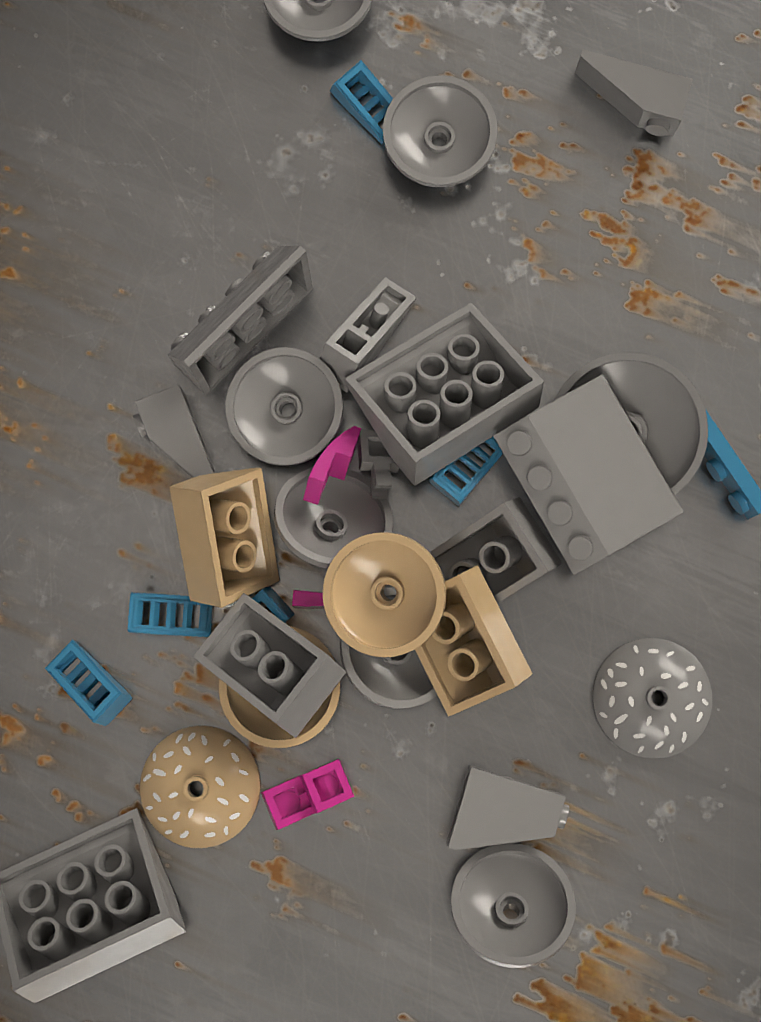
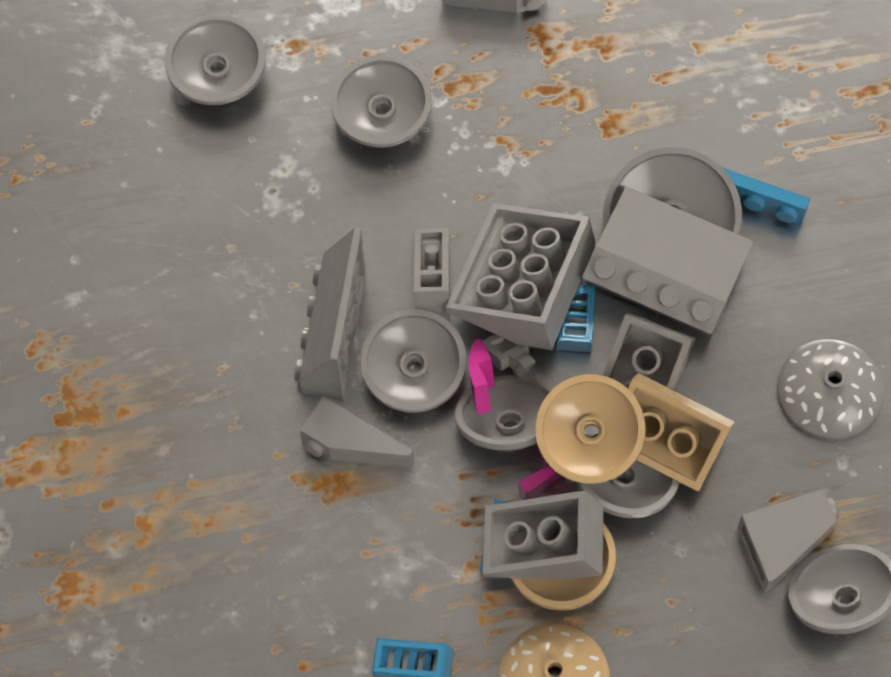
camera: 35 degrees left, 15 degrees down
(136, 615) = (422, 593): dark azure slope -> none
(224, 535) = (439, 478): tan slope -> none
(307, 794) = (637, 626): dark pink slope -> none
(361, 74) = (308, 127): dark azure slope -> none

